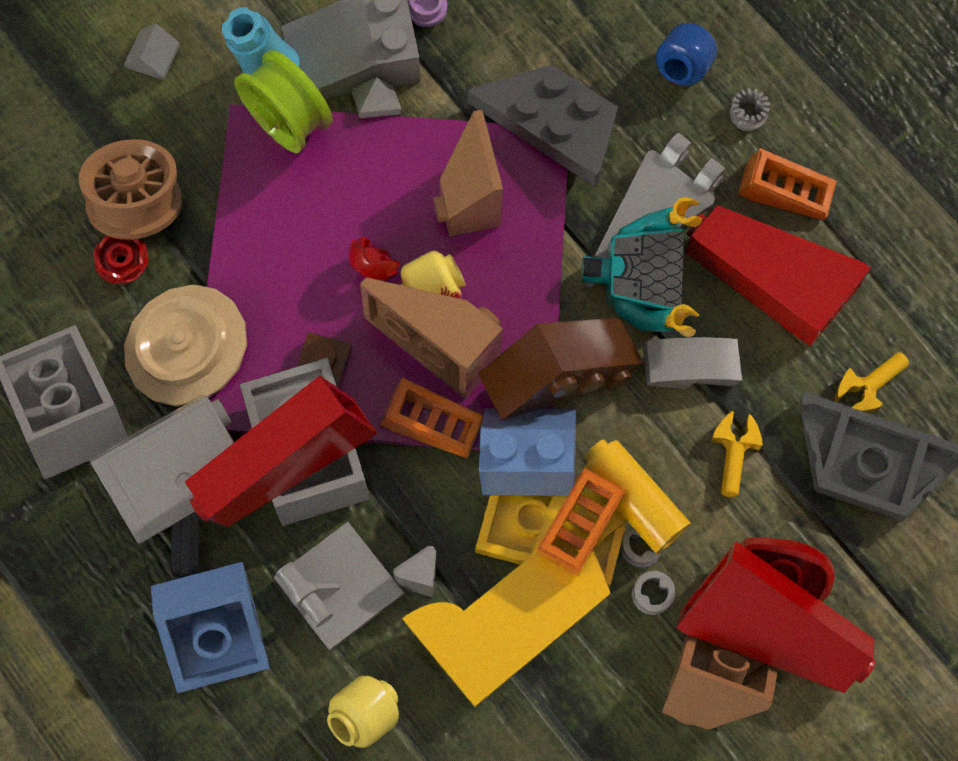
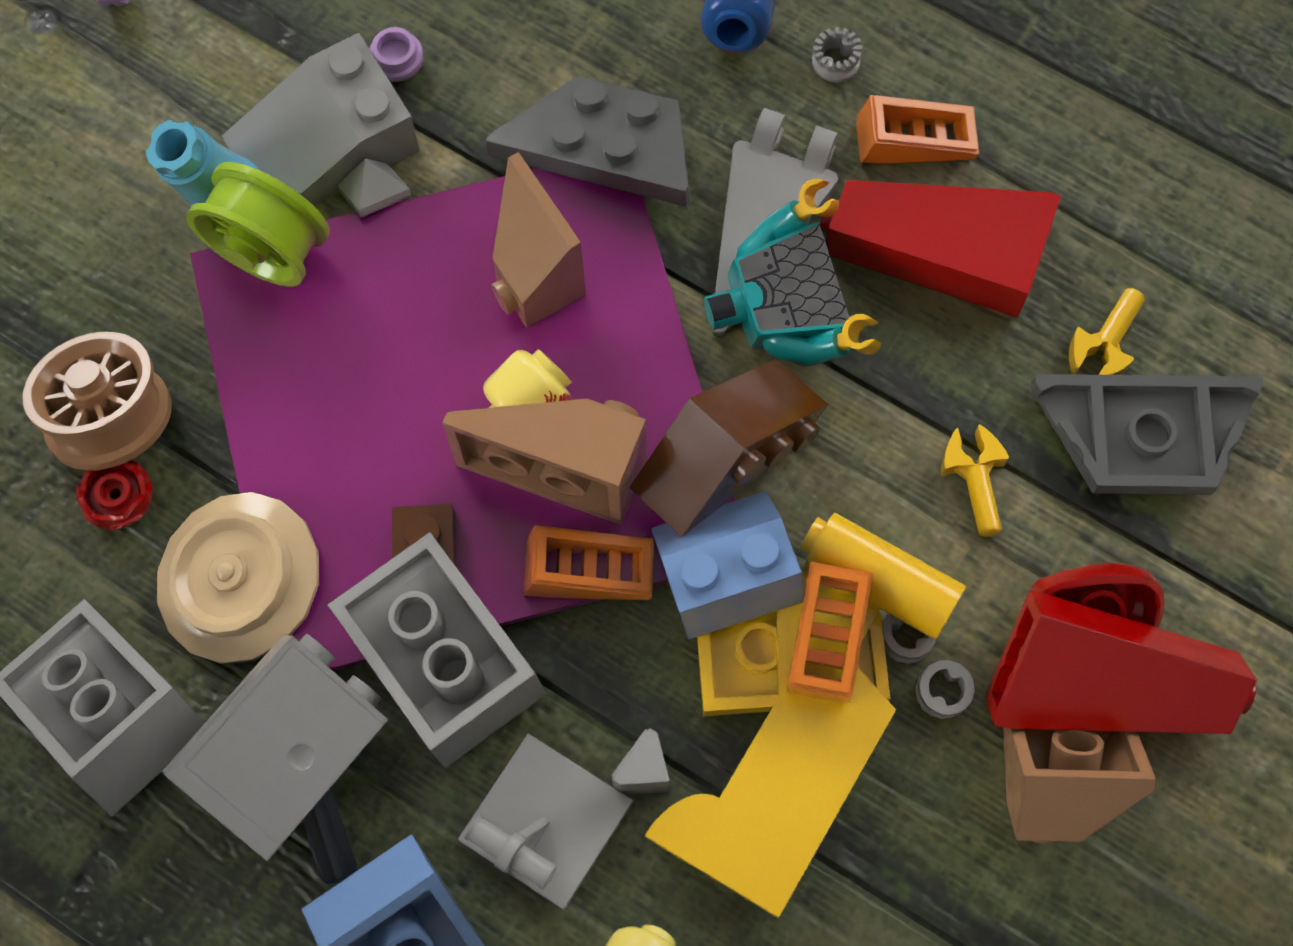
camera: 15 degrees left, 0 degrees up
(152, 52) = (67, 219): light grey slope -> none
(279, 453) = (412, 679): red slope -> none
(371, 260) = (441, 390): red plate -> none
(691, 361) = (883, 382): light grey slope -> none

